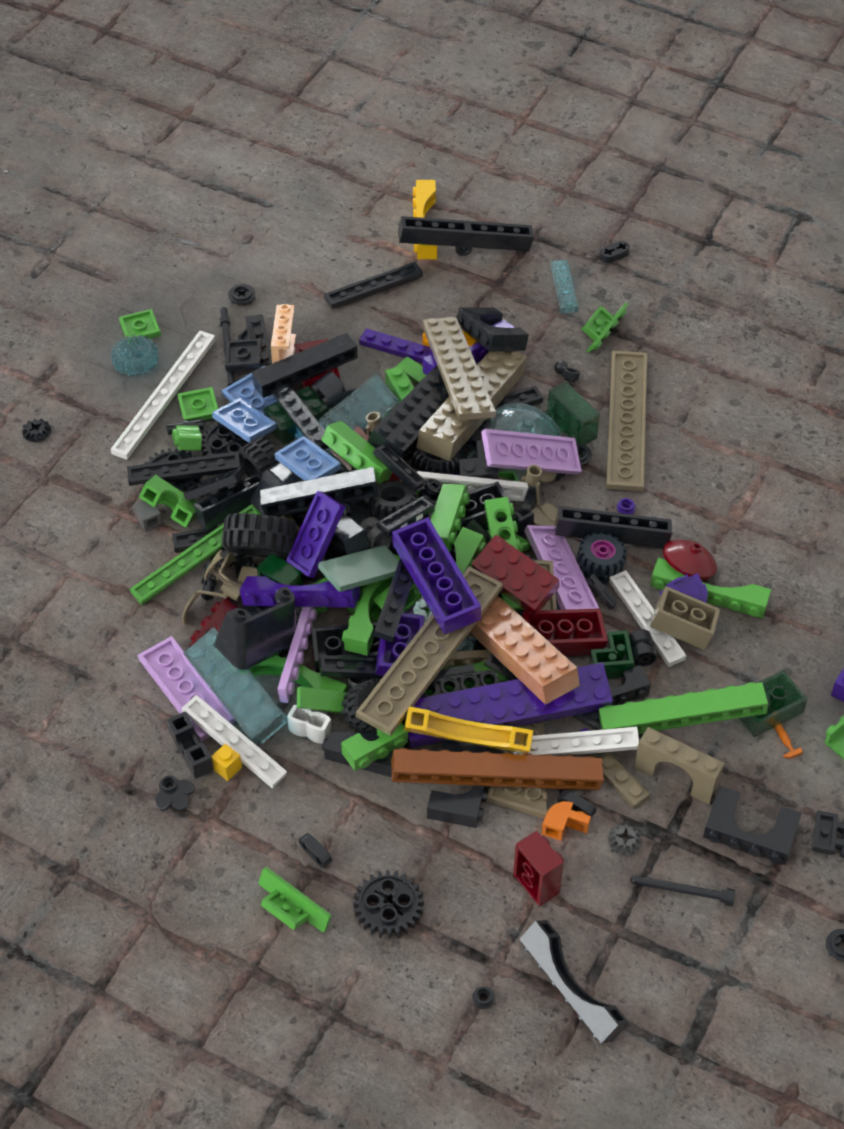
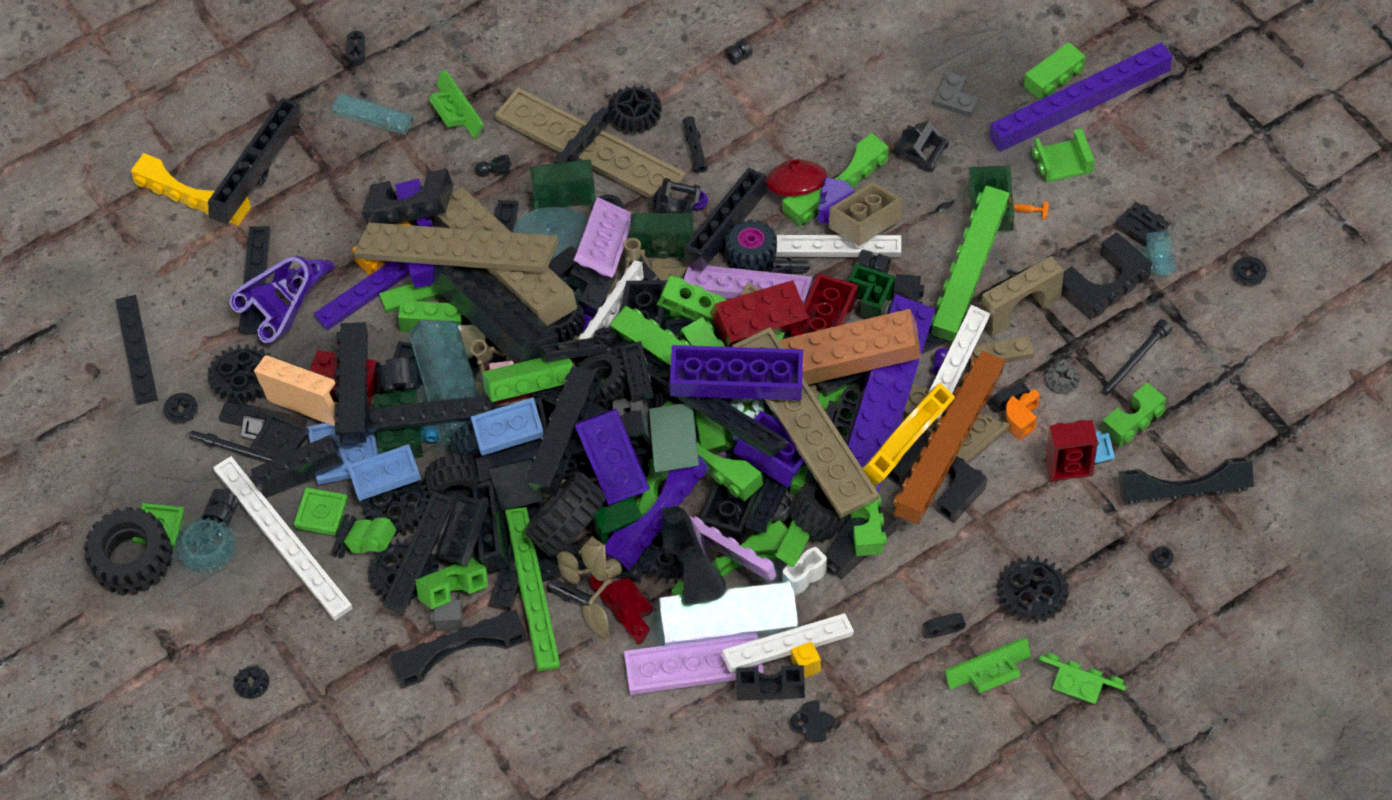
camera: 60 degrees left, 5 degrees up
(95, 514) = (501, 632): none -> black arch
(104, 328) = (121, 527): none -> black tyre
(166, 348) = (221, 506): none -> black wheel
(223, 371) = (297, 466): none -> black brick
(276, 252) = (136, 350): none -> black plate
(303, 310) = (234, 374): none -> black gear
(315, 981) = (1079, 682): none -> bright green bracket
(356, 300) = (278, 314): none -> dark purple connector
(567, 488) = (662, 233): none -> clear green brick
(567, 896) = (1104, 448): none -> dark azure bracket
(600, 490) = (663, 203): none -> black piece
(624, 407) = (584, 138): none -> black plate
(633, 919) = (1123, 426): none -> bright green arch
(680, 435) = (646, 113): none -> black gear
(683, 478) = (690, 126): none -> black pin
(783, 469) = (738, 51): none -> black wheel
(789, 624) = (916, 139): none -> black piece
(805, 860) = (1160, 253): none -> clear light blue brick

